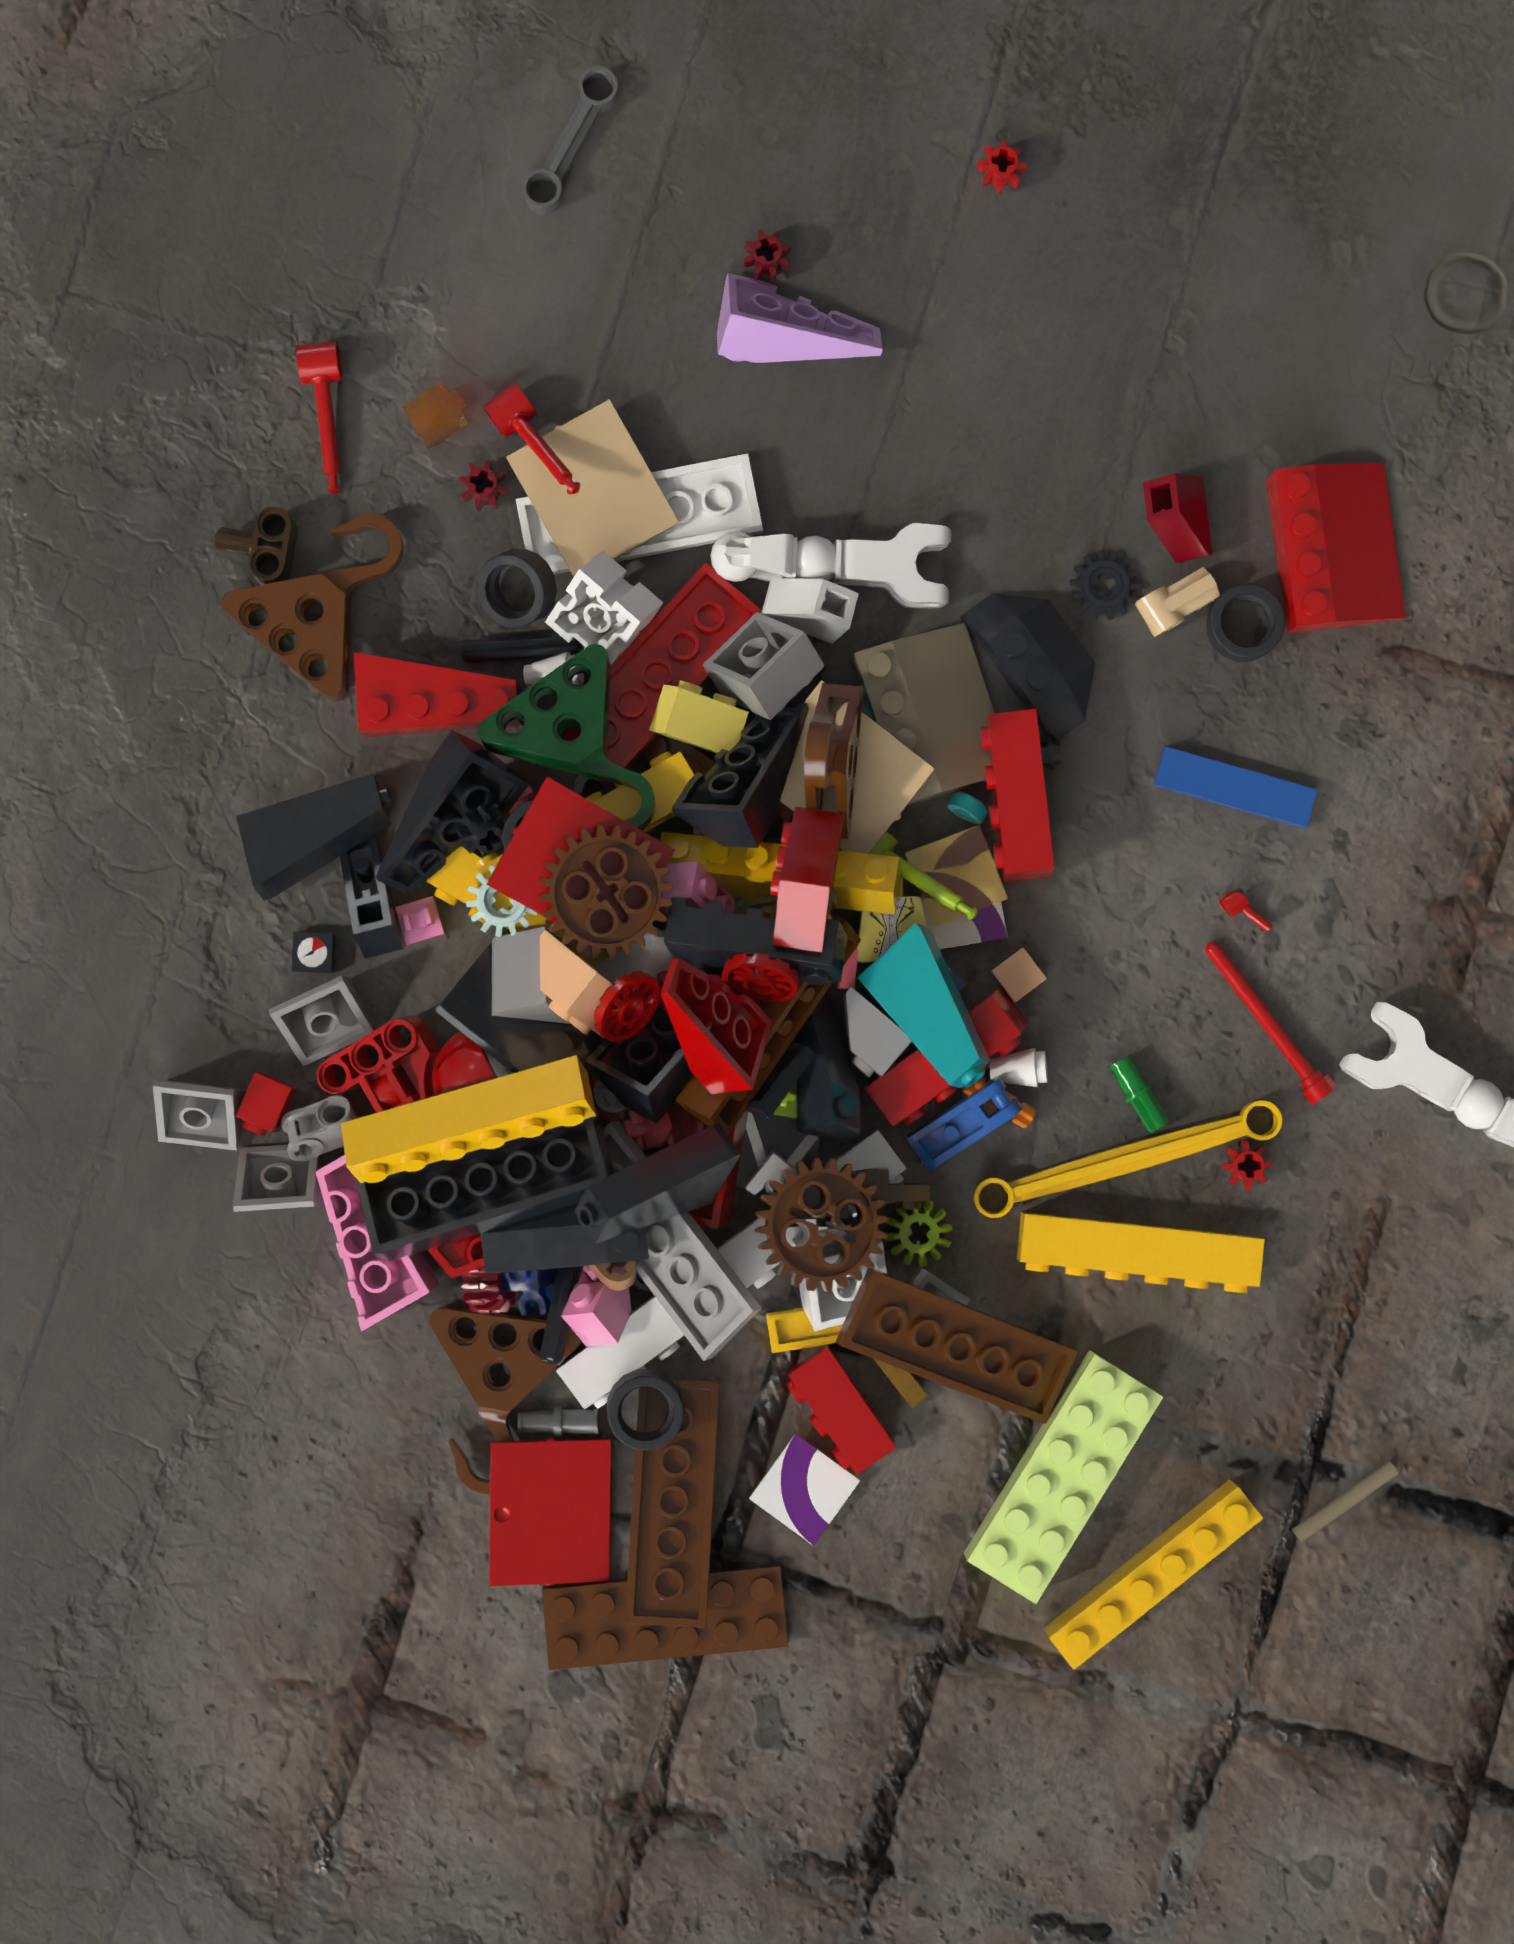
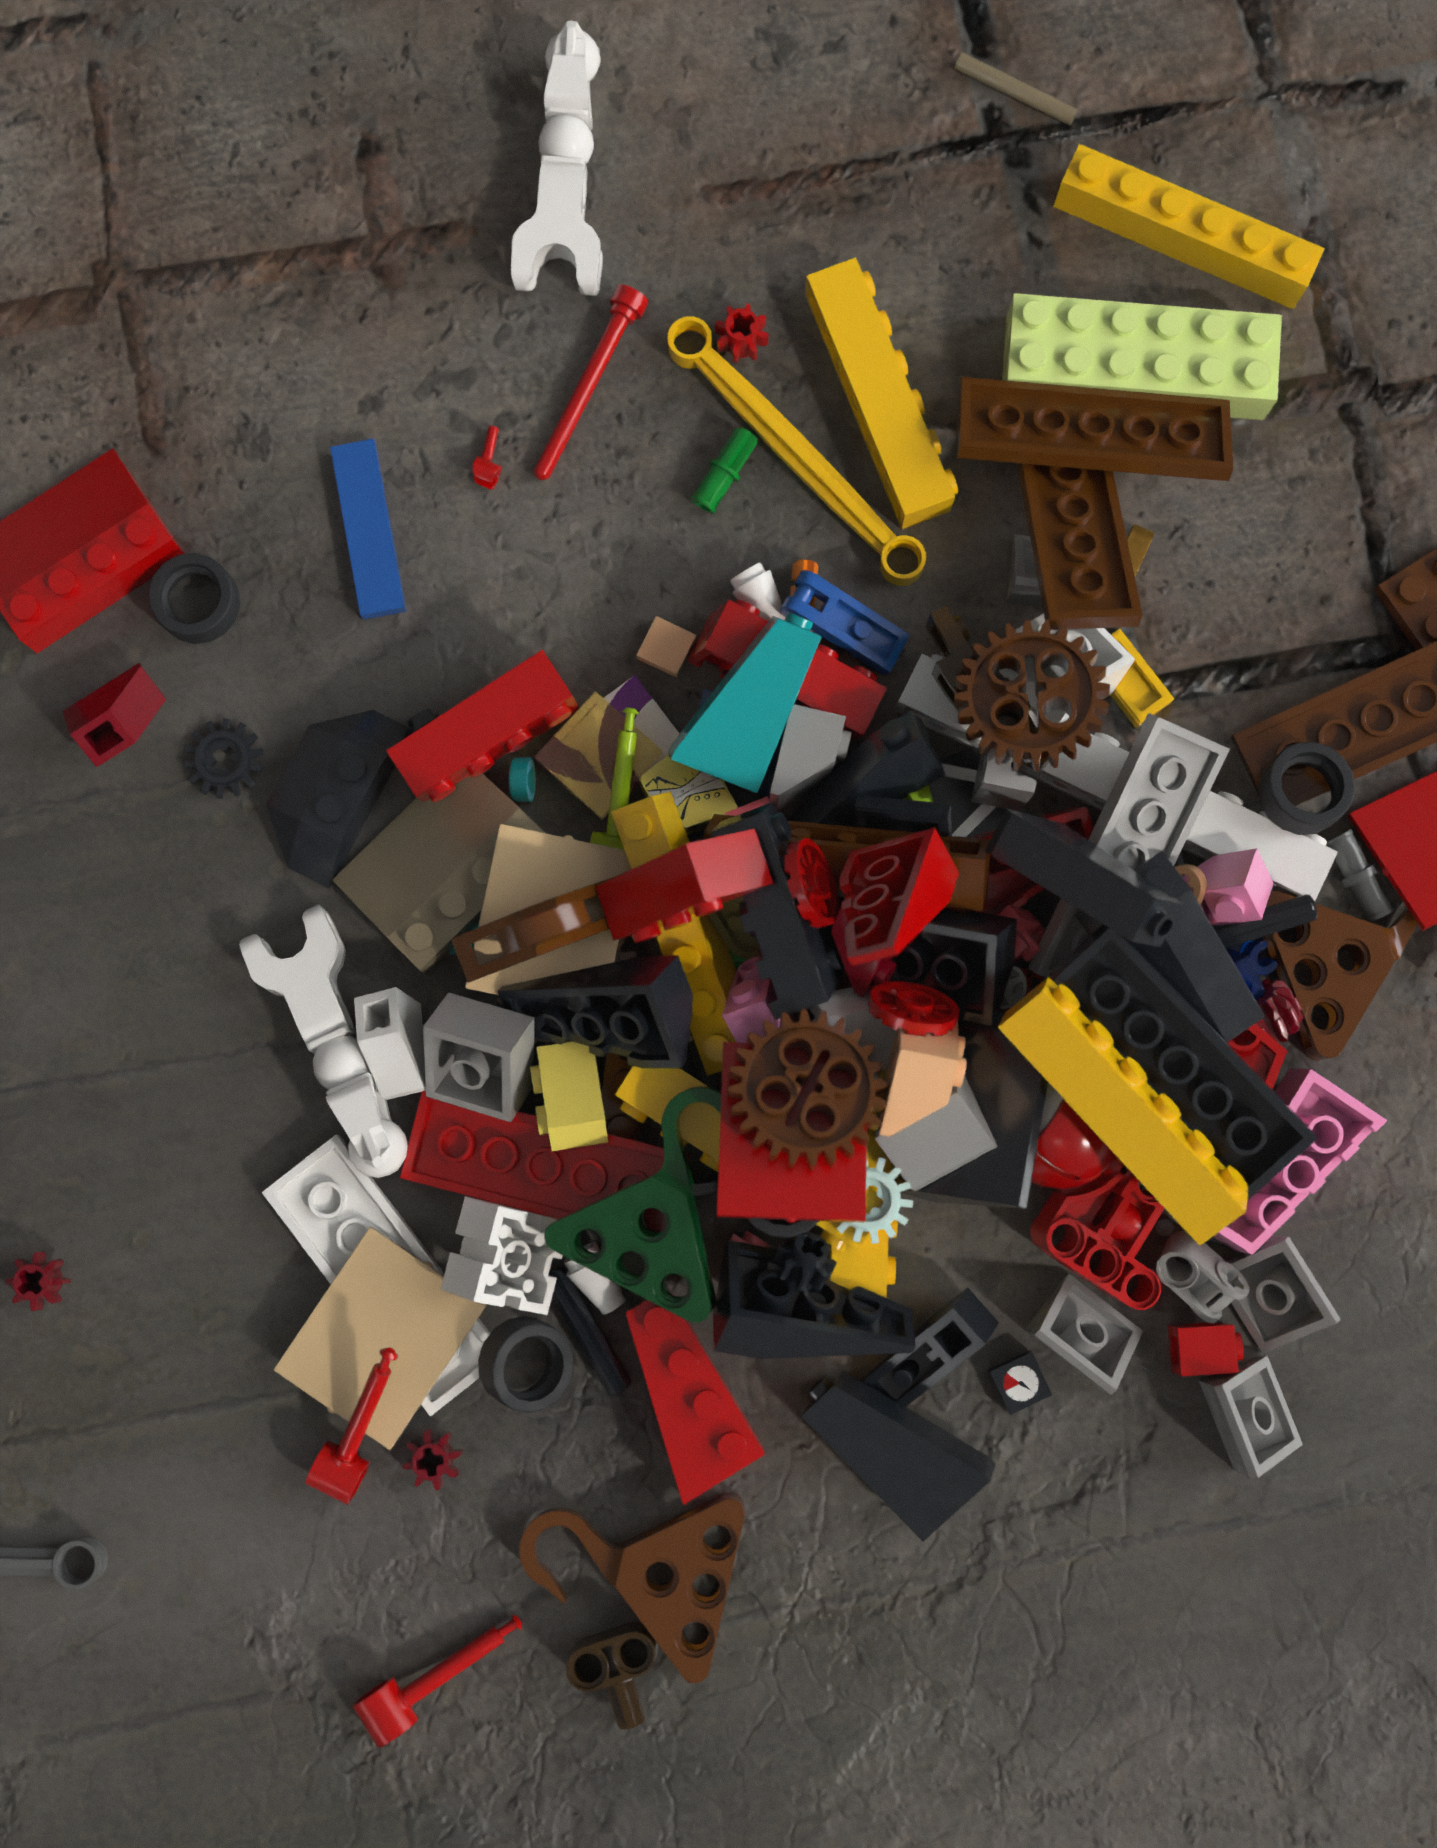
camera: 115 degrees left, 5 degrees down
(420, 920) = (927, 1285): bright pink tile -> none
(436, 414) = (379, 1551): clear orange brick -> none
(771, 328) = (115, 1236): lavender wedge -> none
(804, 1488) = (1289, 601): tile -> none
(839, 1410) = (1195, 602): red brick -> none
(931, 1233) = (983, 598): lime gear -> none
(1017, 1401) = (1095, 429): none -> reddish brown plate
(1168, 606) = (213, 681): tan piece -> none

